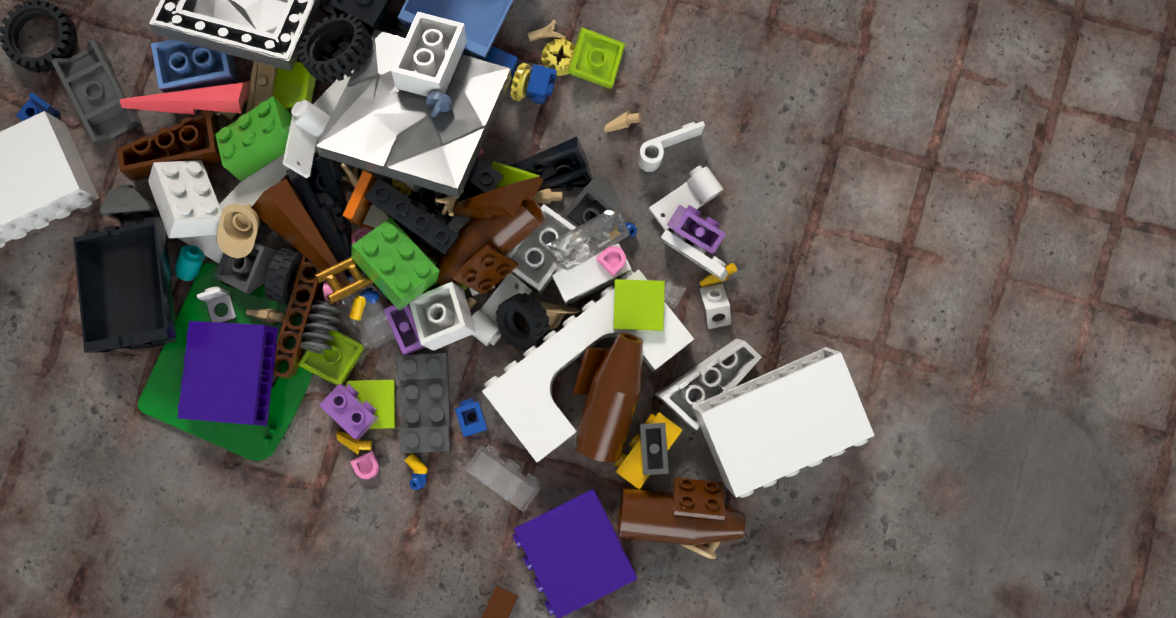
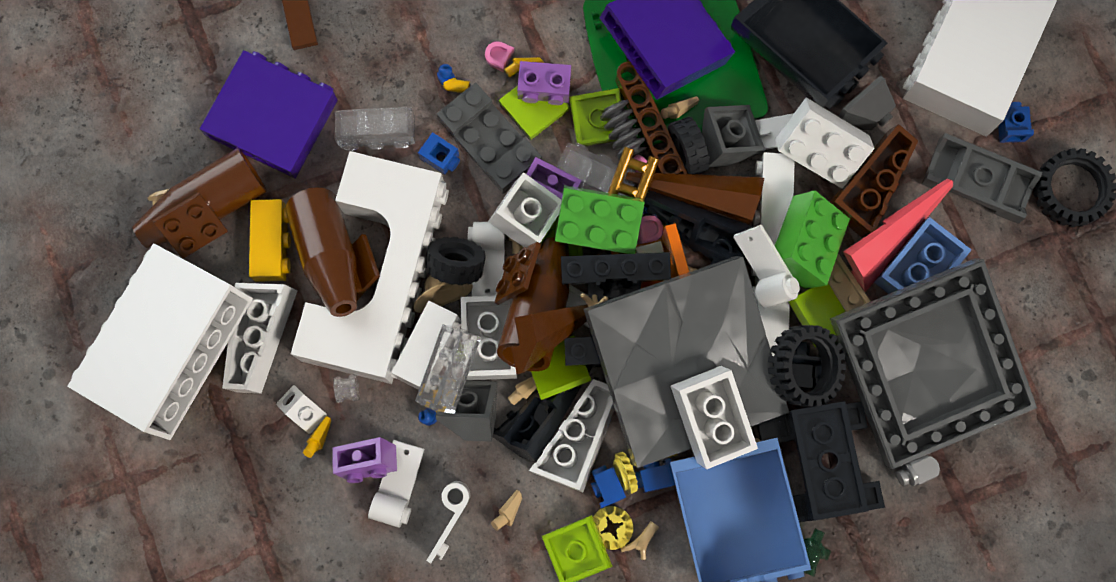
camera: 140 degrees right, 5 degrees down
(189, 262) = (778, 100): teal brick -> none
(215, 296) = (734, 86): white bracket -> none
(237, 230) = (757, 151): tan piece -> none
(361, 300) = (606, 172): arm -> none
(438, 102) = (669, 379): sand blue tile -> none
(536, 128) = (577, 443): none -> white wedge
(612, 260) = (413, 366): bright pink tile -> none
(639, 305) = (359, 344): lime tile -> none
(653, 448) = (258, 236): dark grey brick -> none
(695, 254) = (324, 437): white plate -> none

